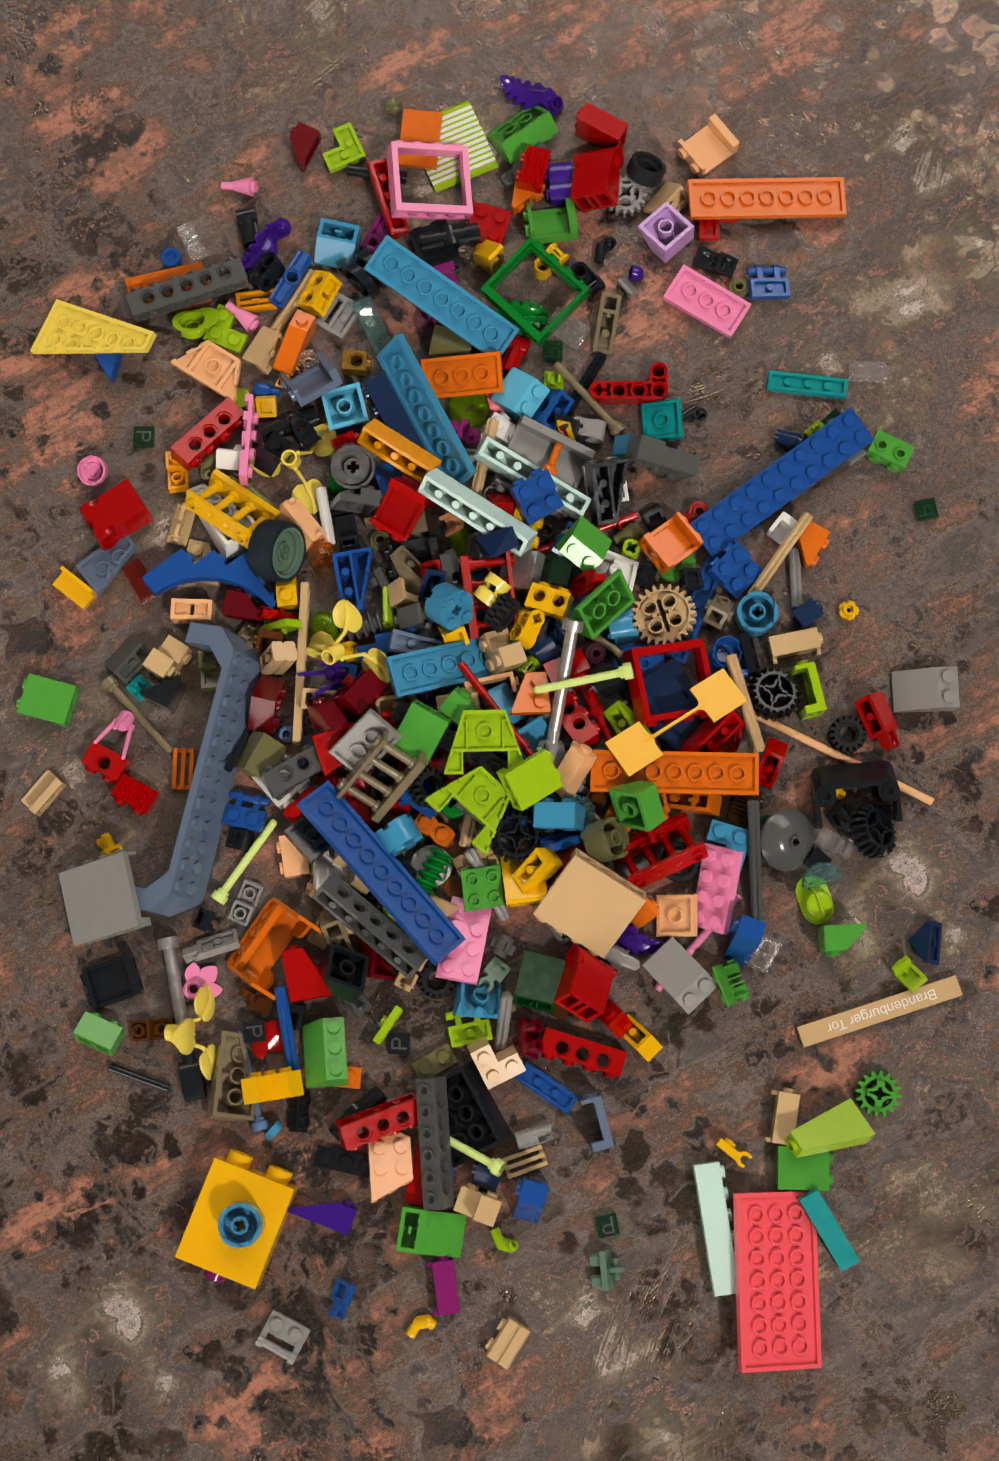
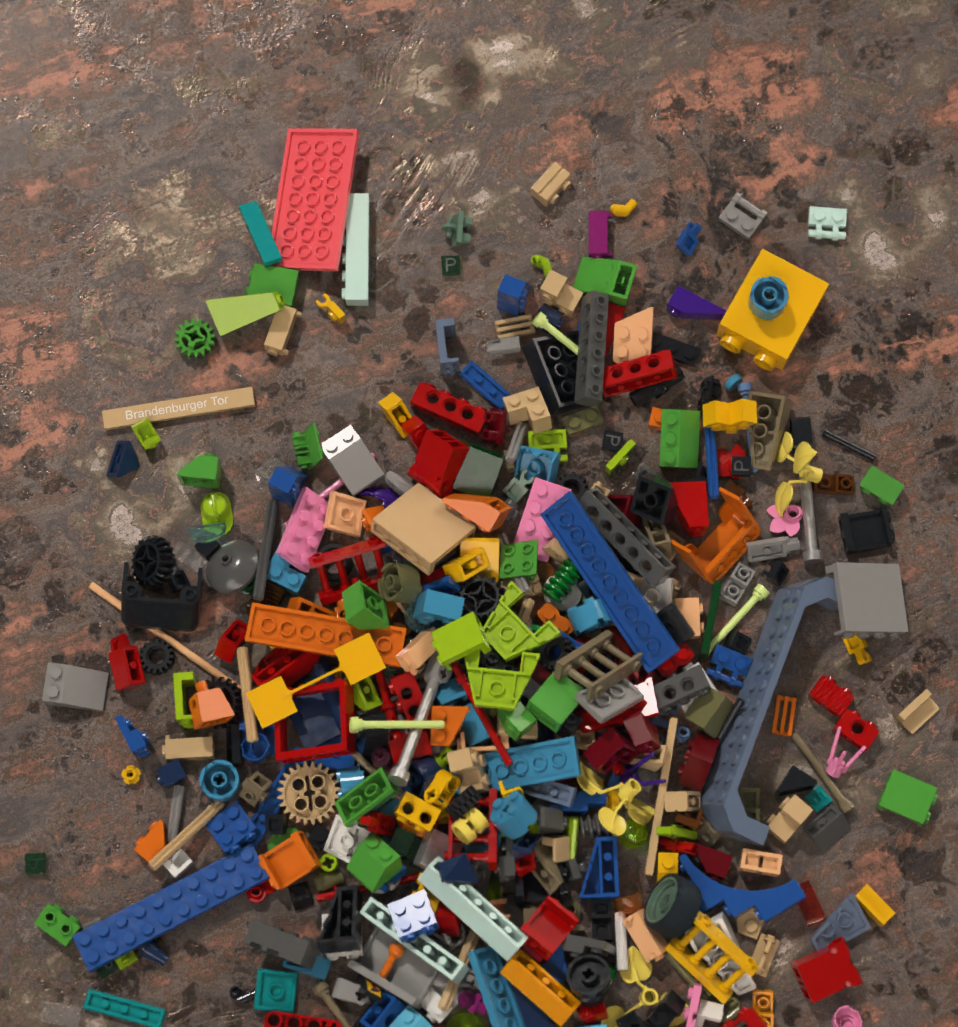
camera: 175 degrees left, 5 degrees down
(185, 1349) = (827, 218): none -> light aqua plate
(270, 856) = (710, 620): none -> dark green tile
(534, 935) = (483, 510): none -> orange slope
(782, 679) = (209, 707): none -> orange torso
(849, 639) = (136, 740): none -> blue plate

